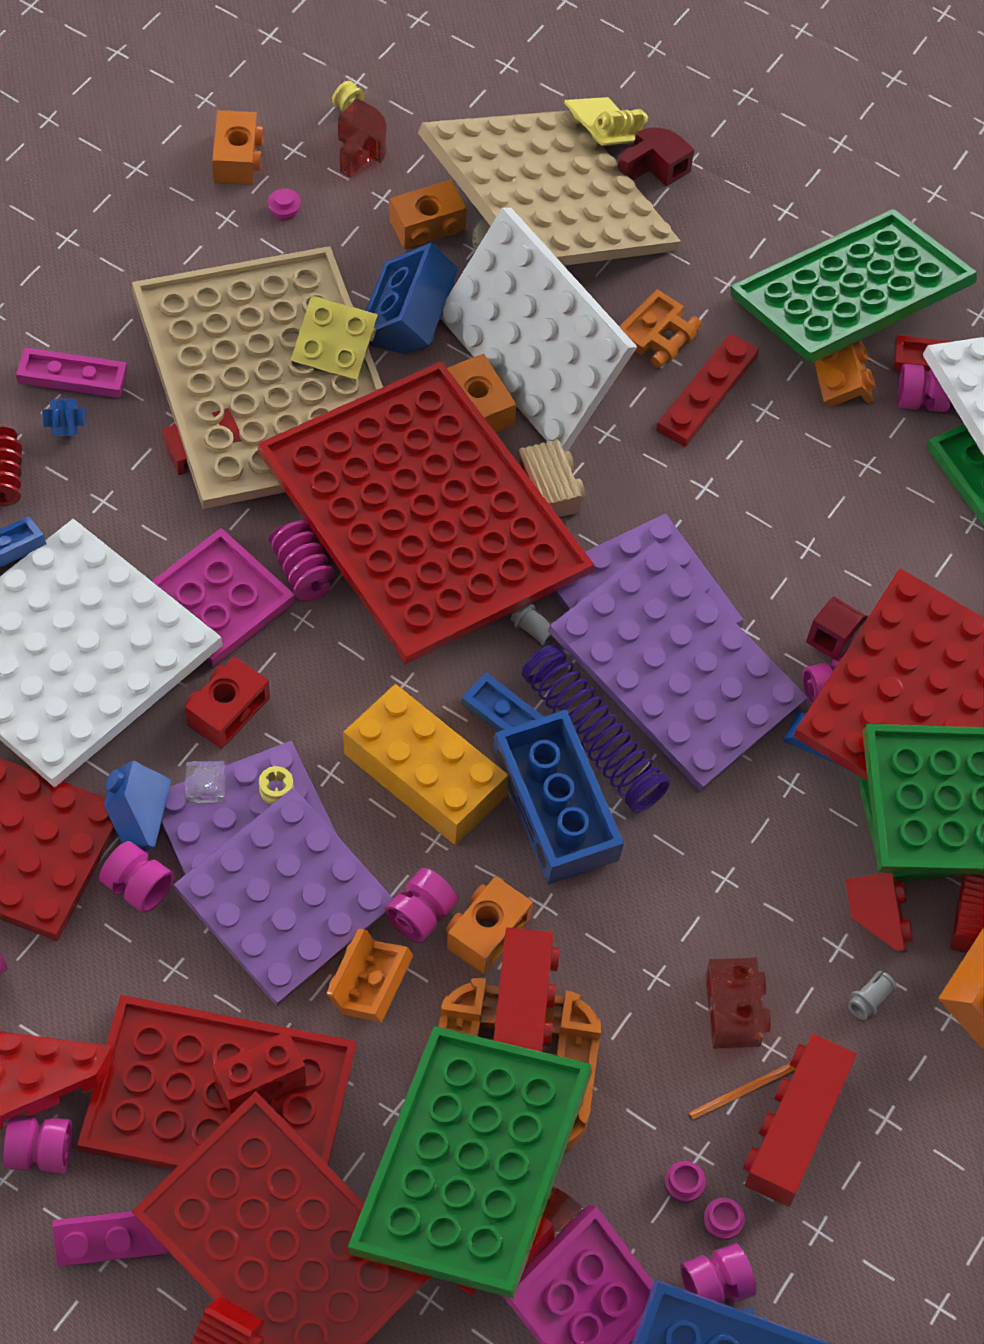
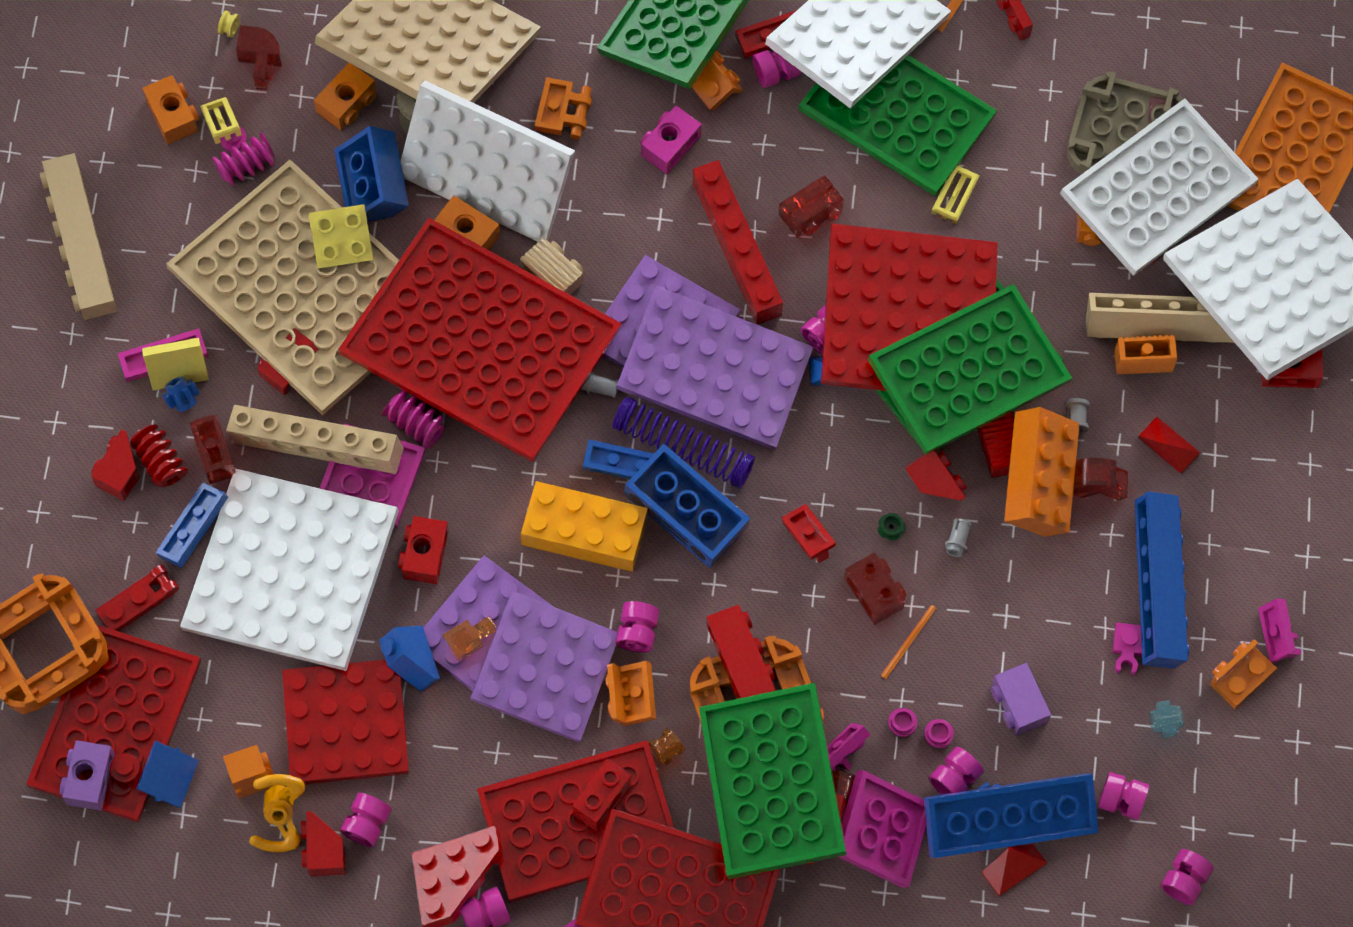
camera: 25 degrees left, 10 degrees up
(60, 222) = (79, 237): none -> tan brick
(60, 484) = (212, 448): none -> clear red brick
(78, 376) = (173, 361): none -> light yellow tile
(141, 880) = (439, 704): dark pink wheel -> none
(177, 526) = (315, 439): none -> tan brick
(205, 782) = (446, 614): clear plate -> none
(210, 815) = (466, 638): none -> clear orange plate
(274, 774) = (490, 585): light yellow bush -> none
(280, 185) = (225, 131): none -> light yellow tile
(281, 226) = (244, 160): none -> dark pink piece
(375, 1061) = (666, 746): none -> clear orange wheel
(484, 945) = (692, 600): orange brick -> none
(602, 1169) = (847, 742): none -> dark pink plate
(688, 900) = (809, 533): none -> red plate
(707, 390) = (622, 139): red plate -> none
(762, 410) = (665, 153): none -> dark pink brick
(779, 548) = (737, 242): none -> red brick
(796, 933) = (891, 519): none -> dark green plate
(800, 1119) = (955, 645): red brick -> none
(835, 628) = (810, 290): dark red brick -> none
(850, 1228) = (1020, 699): none -> medium lavender brick
(885, 548) = (811, 207): none -> clear red brick

